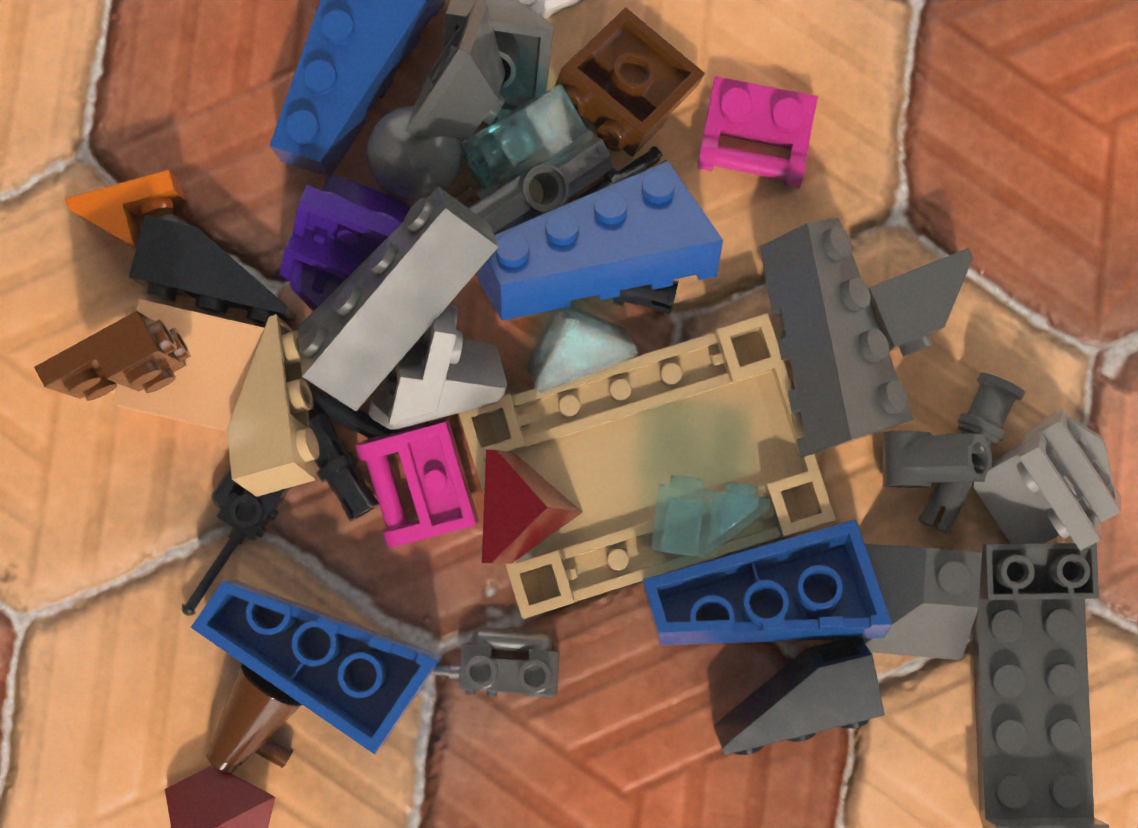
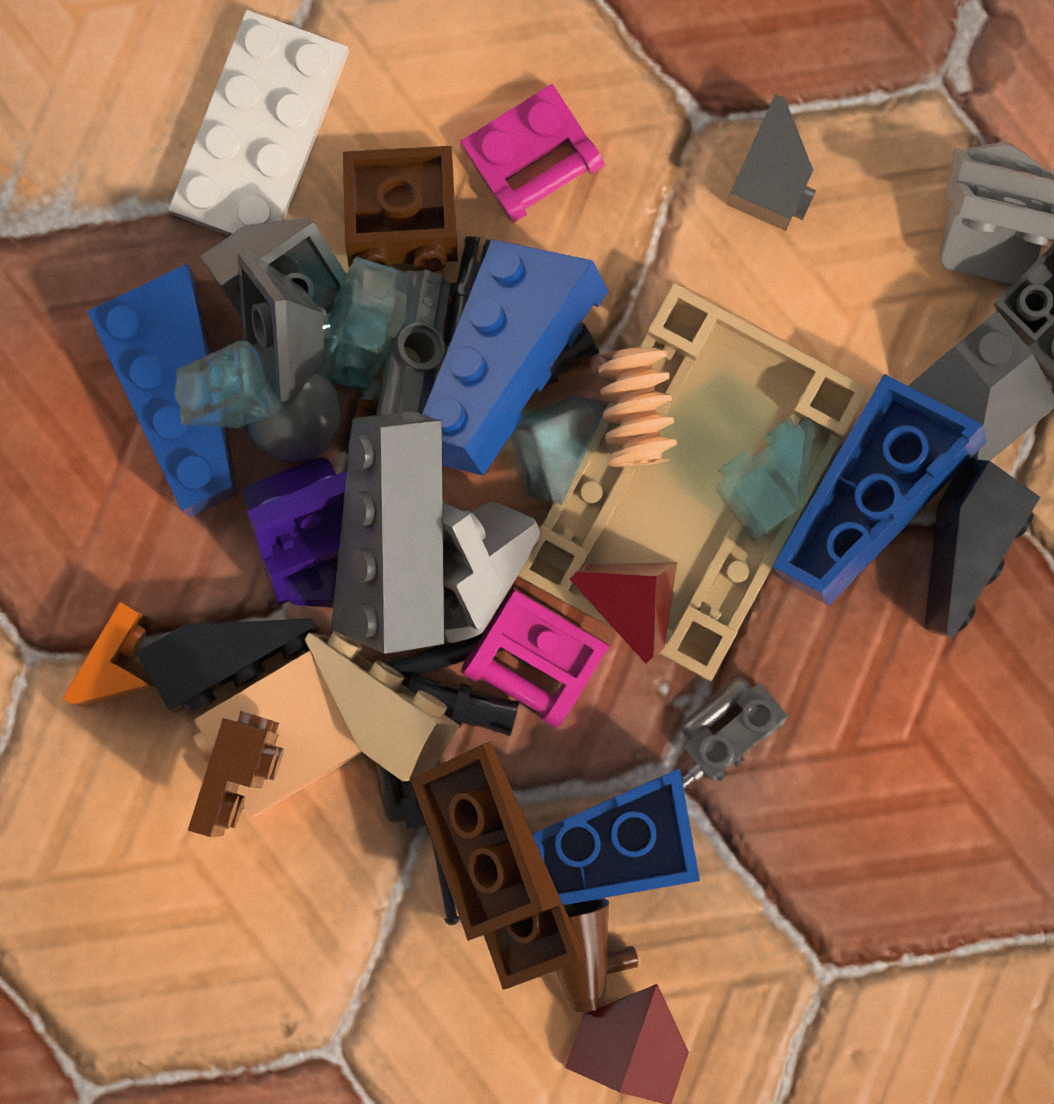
camera: 45 degrees left, 0 degrees up
(238, 608) = (495, 867): none -> reddish brown slope
(375, 84) = (223, 388): none -> clear light blue slope
(655, 373) = (635, 407): none -> light nougat piece
(831, 339) = (738, 257): dark grey wedge -> none
(921, 458) = (889, 283): dark grey piece -> none
(984, 418) = (910, 220): dark grey pin -> none

